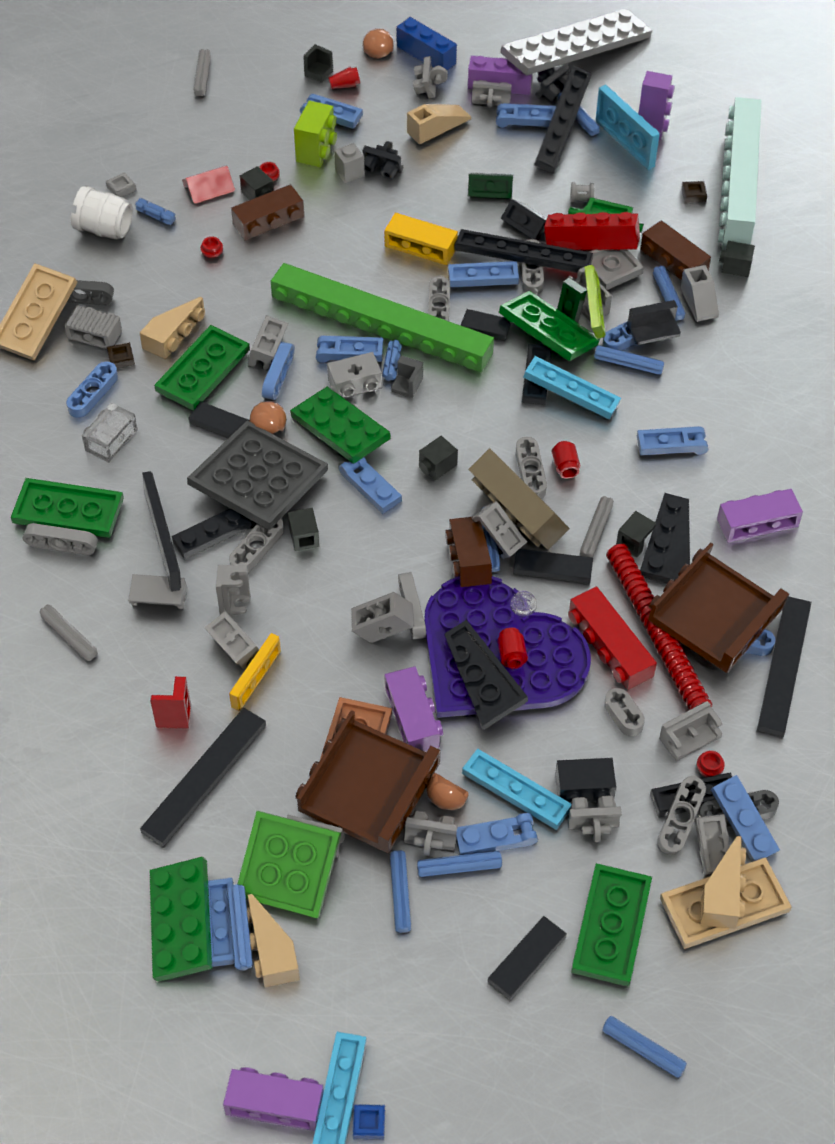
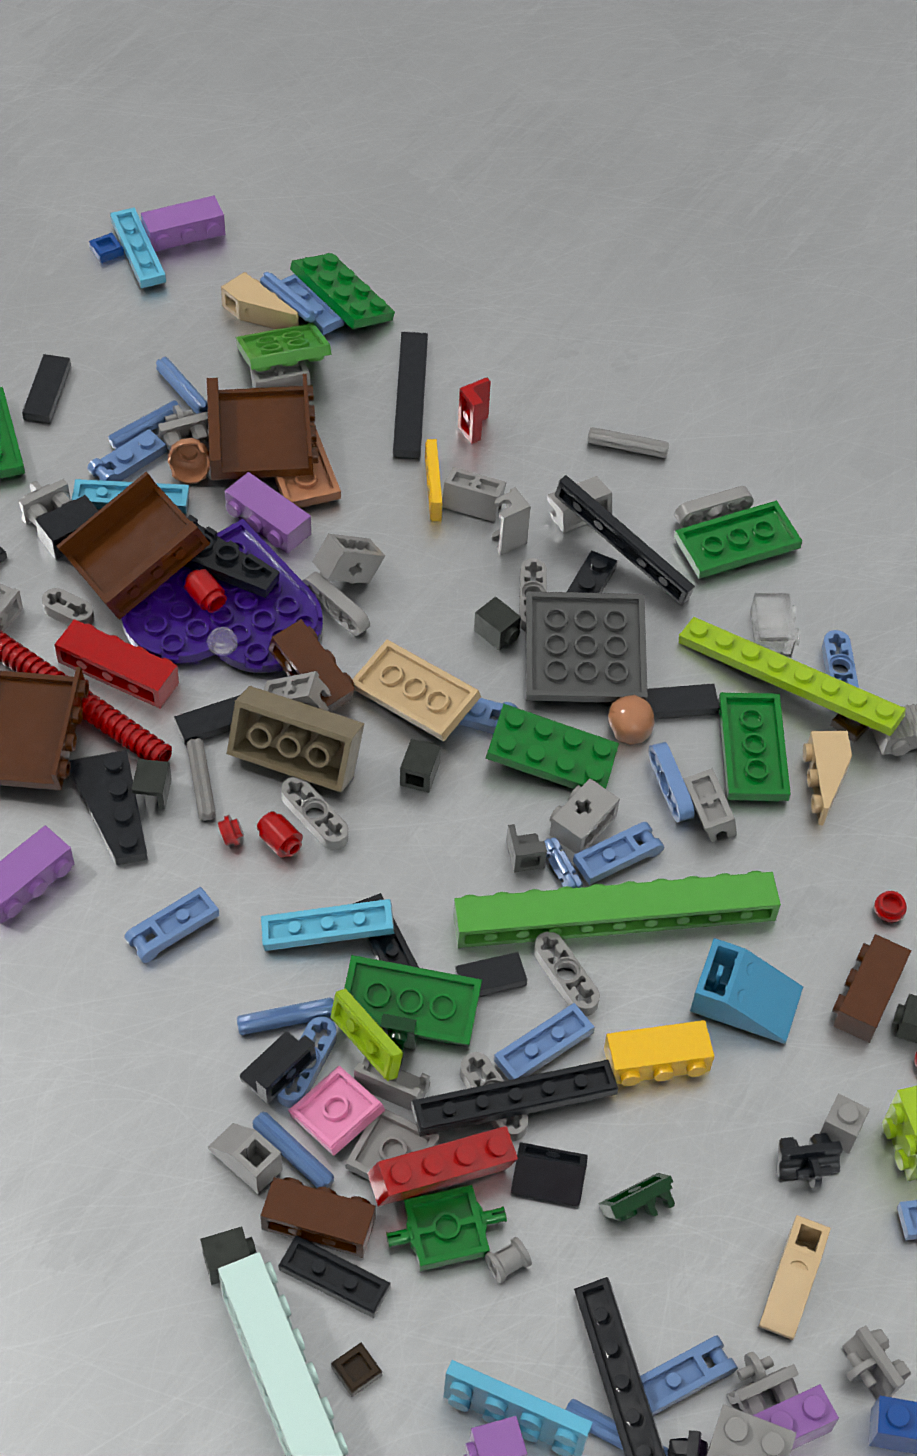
camera: 145 degrees right, 0 degrees up
(137, 391) = (792, 676): none -> lime plate
(347, 242) = (746, 992): none -> dark azure slope
(405, 502) = (415, 690): none -> tan plate
(546, 706) = (133, 545): none -> reddish brown panel
(598, 478) = (230, 830): none -> red plate
(629, 292) = (336, 1110): none -> bright pink tile
(677, 222) = (334, 1276): none -> black tile

